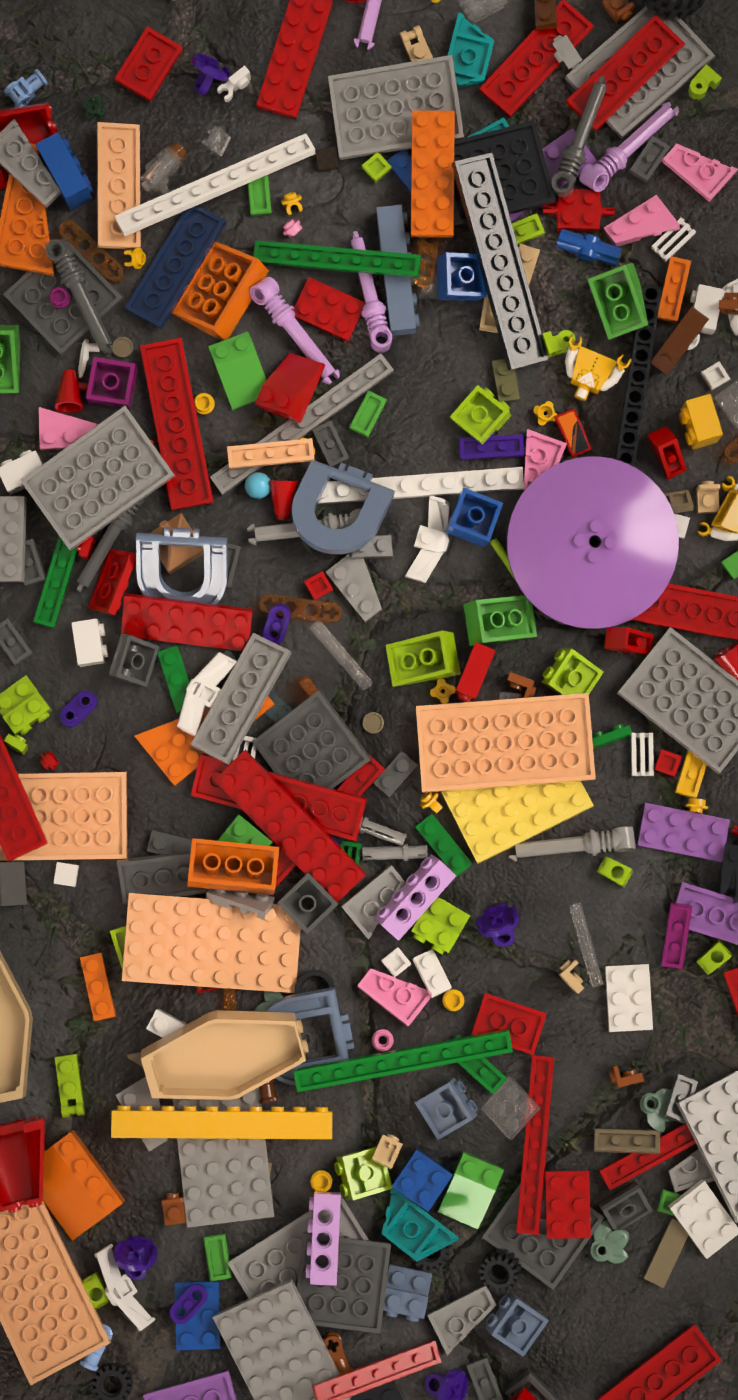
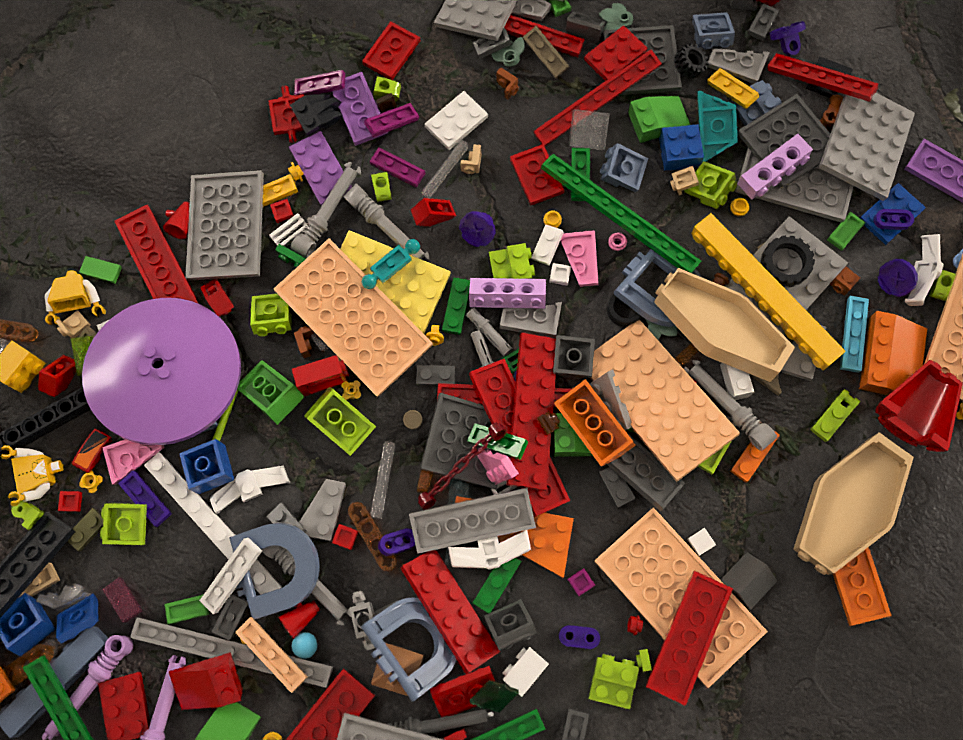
camera: 125 degrees left, 10 degrees down
(90, 601) = (494, 696): none -> clear green piece
(119, 747) = (581, 582): none -> magenta tile
(122, 1170) = (854, 334): none -> medium azure plate
(136, 1000) = (759, 434): none -> light grey piece
(209, 1172) = (800, 248): none -> black tyre
(248, 553) = (359, 598): none -> light grey piece
(264, 751) = (498, 466): none -> bright pink wing
(266, 829) = (549, 422): none -> reddish brown plate
(286, 771) = (508, 445): none -> plate
(290, 676) = (496, 431): none -> dark red piece
(360, 468) = (230, 575): none -> white plate
(419, 368) = (122, 600): none -> clear pink plate
(431, 322) = (77, 618): none -> blue plate
(438, 1282) = (733, 88): none -> yellow plate
(457, 330) = (68, 597): none -> clear slope
(524, 813) = (390, 264): none -> teal plate
(540, 384) = (70, 501): none -> red plate
(550, 897) = (432, 211): none -> red slope
(625, 784) = (304, 243): none -> light grey piece
(625, 903) = (397, 167): none -> magenta tile
(672, 488) = (80, 346): none -> clear neon green plate
(697, 944) = (386, 103): none -> dark brown tile

